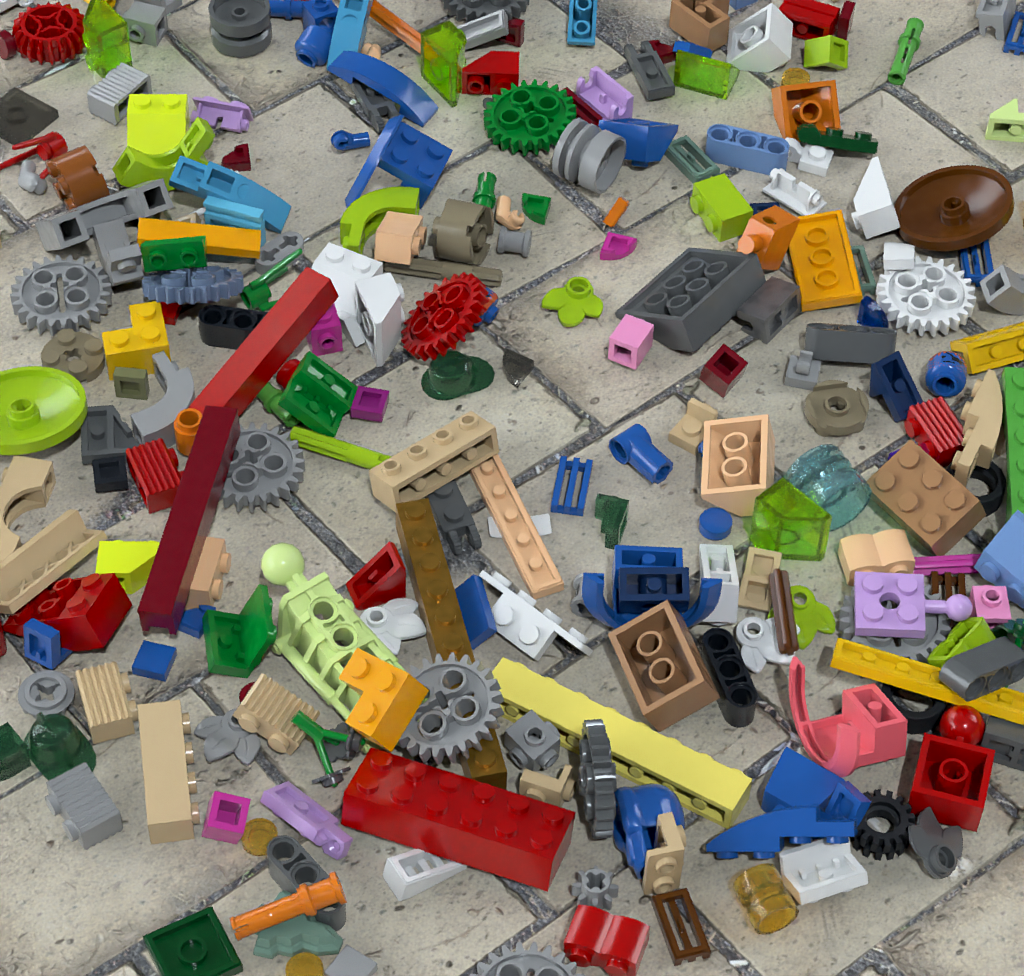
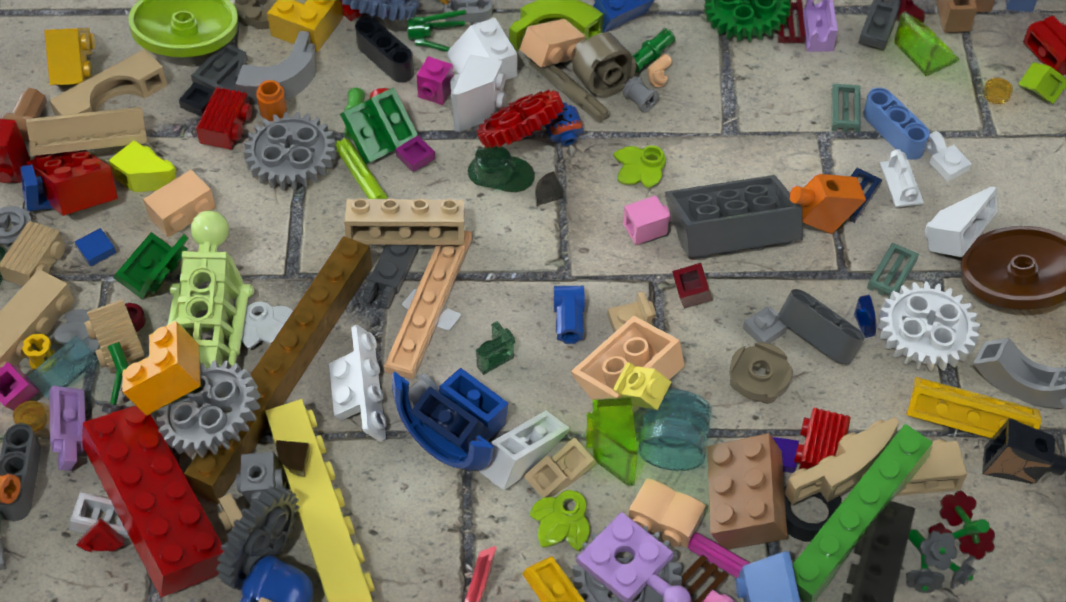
camera: 40 degrees right, 5 degrees up
(131, 383) = (274, 43): olive plate -> none
(190, 519) = (196, 160): dark red tile -> none
(191, 621) = (142, 230): blue tile -> none
(212, 776) = (42, 346): none -> yellow bush
(250, 771) = (63, 366): none -> clear light blue plate
(269, 343) = (368, 70): red brick -> none
(379, 579) = (287, 285): red slope -> none
(441, 884) = (101, 538): none -> red tile
(475, 610) = (327, 352): blue tile -> none
(536, 207) = (687, 78): green tile -> none
(550, 702) = (293, 456): none -> dark brown tile
(574, 466) = (493, 300): blue tile -> none
(589, 155) = (755, 58): light grey wheel -> none
(616, 211) = (747, 110): orange tile -> none
(617, 246) = (718, 142): dark pink tile -> none
(644, 138) = (814, 66): blue slope -> none
(663, 666) = (405, 485): medium nougat brick -> none
(692, 48) = (929, 21): blue tile -> none
(715, 524) = (573, 402): blue tile -> none
(721, 207) = (827, 151): lime brick -> none
(725, 661) = (454, 514): black beam -> none
(760, 647) = (514, 524): white plate -> none
(761, 41) = (996, 44): white slope -> none
(770, 309) = (786, 260): flat silver hinge -> none
(783, 612) = (541, 506): reddish brown axle -> none
(784, 460) = (643, 385): none -> light yellow brick
(806, 104) = (977, 120): orange slope -> none
(824, 262) = (871, 246): light orange tile -> none
(835, 138) = (980, 155): dark green hinge -> none
(895, 384) = (822, 382): dark blue slope -> none
(898, 256) = (932, 279): white slope -> none
(946, 374) = (878, 400): blue head -> none
(976, 277) = (986, 331): blue tile -> none

